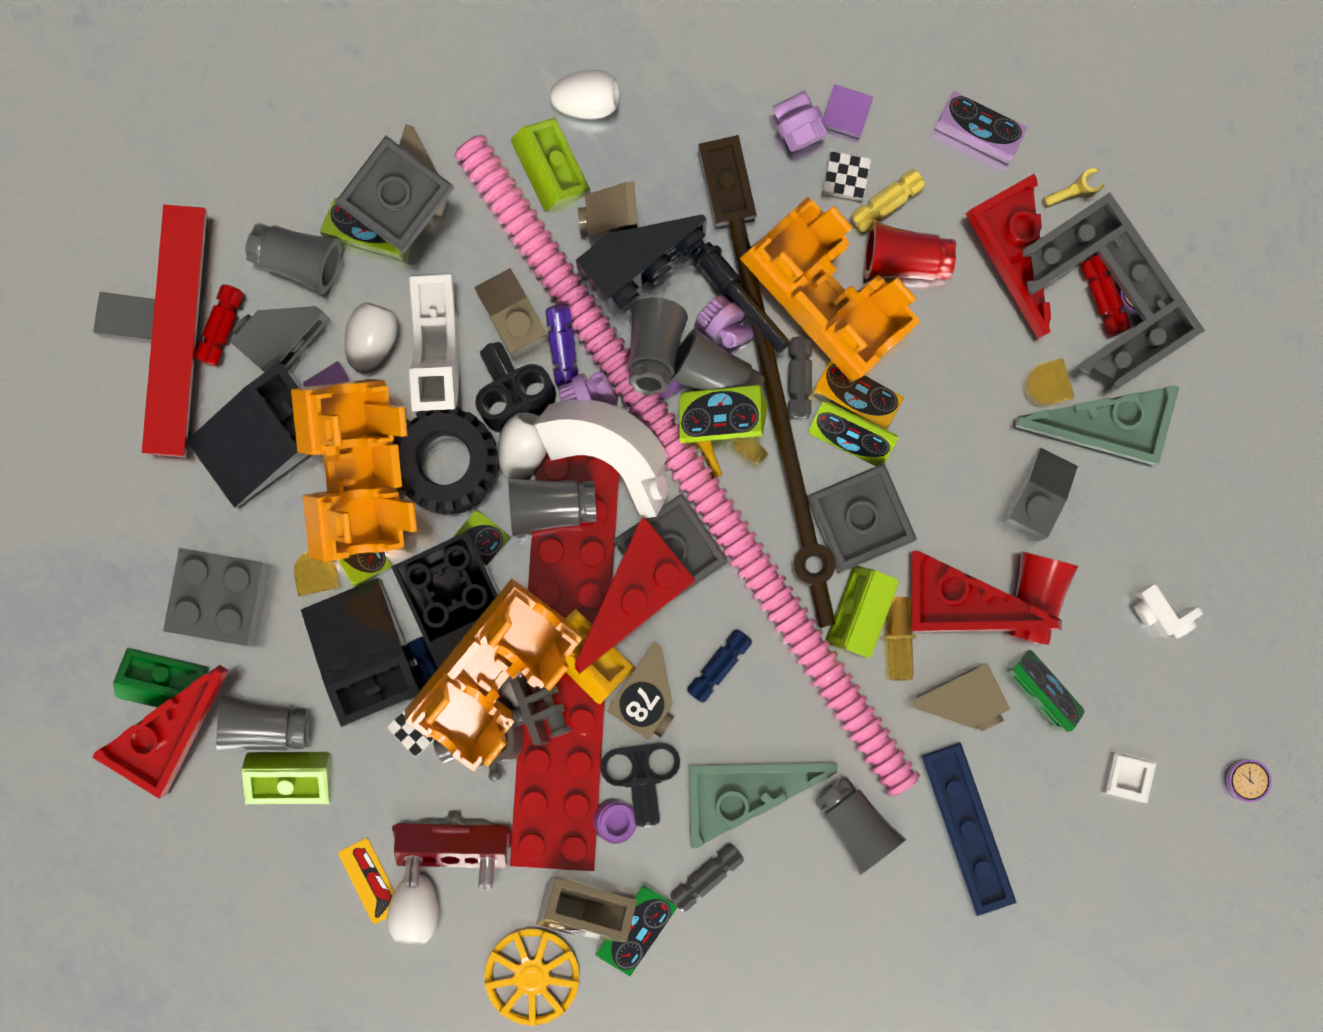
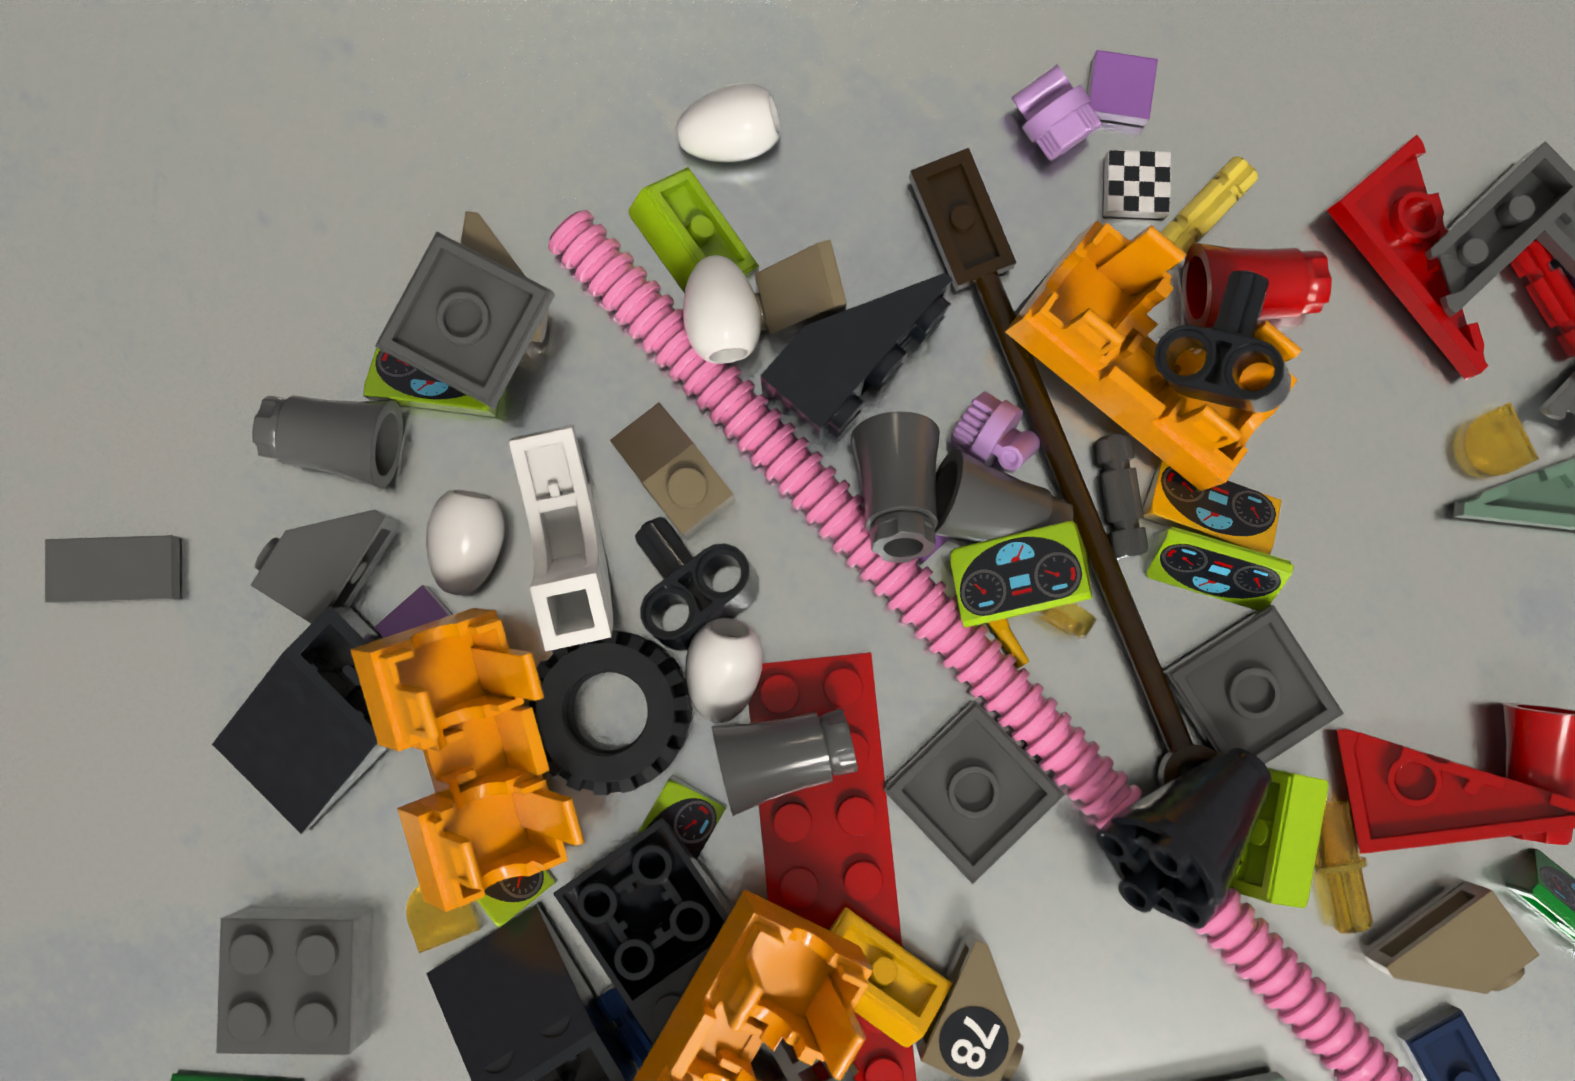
camera: 10 degrees left, 0 degrees up
(174, 331) = (166, 581): red tile -> none
(219, 324) = (234, 559): red axle -> none
(558, 215) = (720, 311): none -> white animal
(561, 343) = (757, 506): dark purple axle -> none
(582, 388) = (804, 579): lavender piece -> none
(614, 437) = (859, 636): white arch -> none
(642, 586) = (943, 860): red wing -> none
(719, 665) = (1075, 953): dark blue axle -> none
(722, 275) = (989, 369): black pin -> none
(796, 593) = (1188, 837): none -> black cone
(871, 293) = (1229, 351): none -> black beam
(981, 127) = (1324, 81): slope -> none
(1041, 495) = (1518, 616): dark grey slope -> none
(1080, 188) = (1486, 144): light yellow hand -> none

